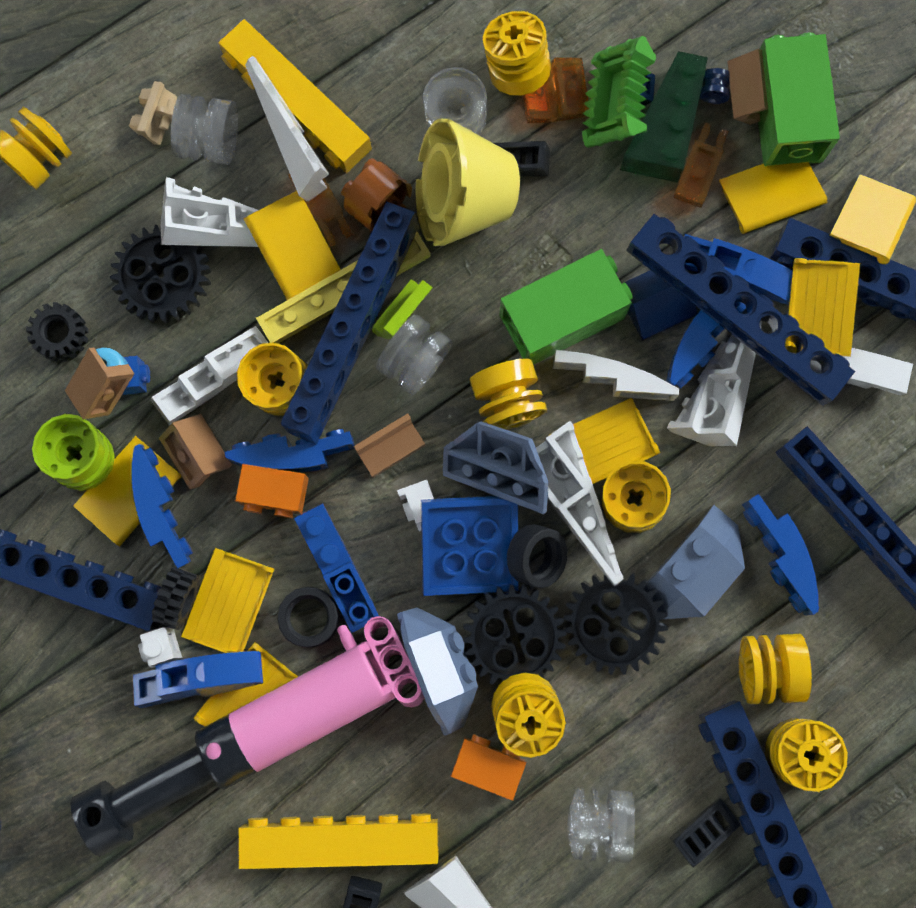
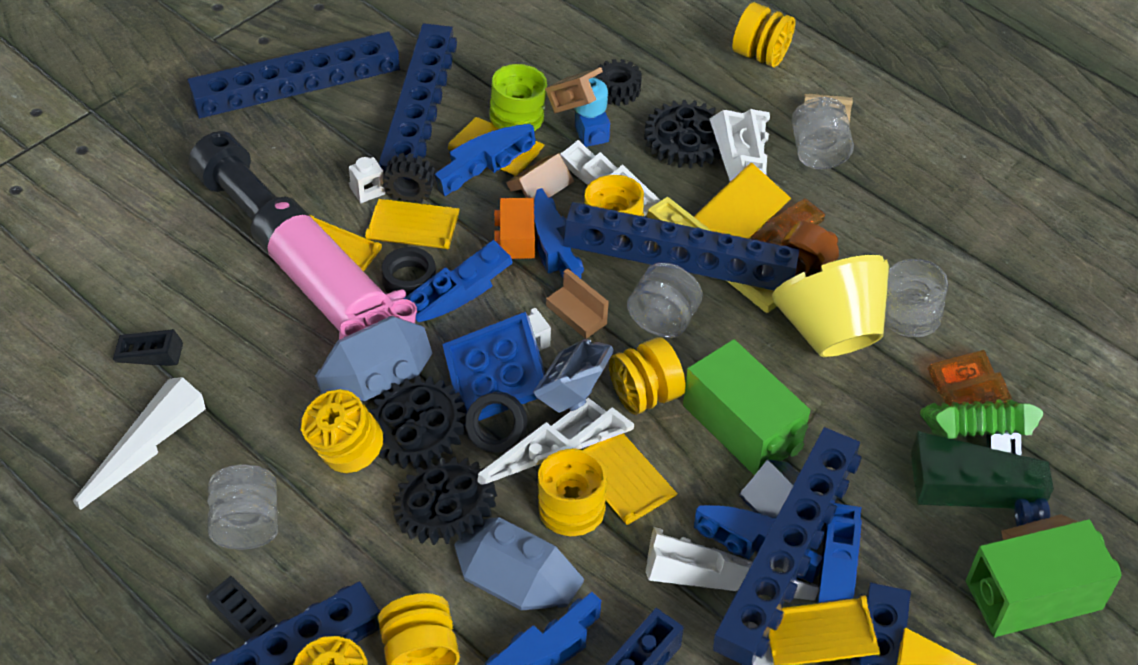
camera: 75 degrees right, 30 degrees down
(197, 676) = (346, 206): blue slope -> none
(298, 155) = (813, 193): white wedge -> none
(319, 117) = (879, 193): yellow brick -> none
(338, 843) = (211, 326): yellow brick -> none
(401, 309) = (714, 287): lime slope -> none
(488, 767) = (284, 416): orange brick -> none
(517, 53) = (987, 333): yellow wheel -> none
(530, 148) = (889, 368): black slope -> none
(626, 379) = (691, 471): white slope -> none
(700, 168) = (942, 515): clear orange hinge -> none
(772, 193) = (938, 590): yellow piece -> none

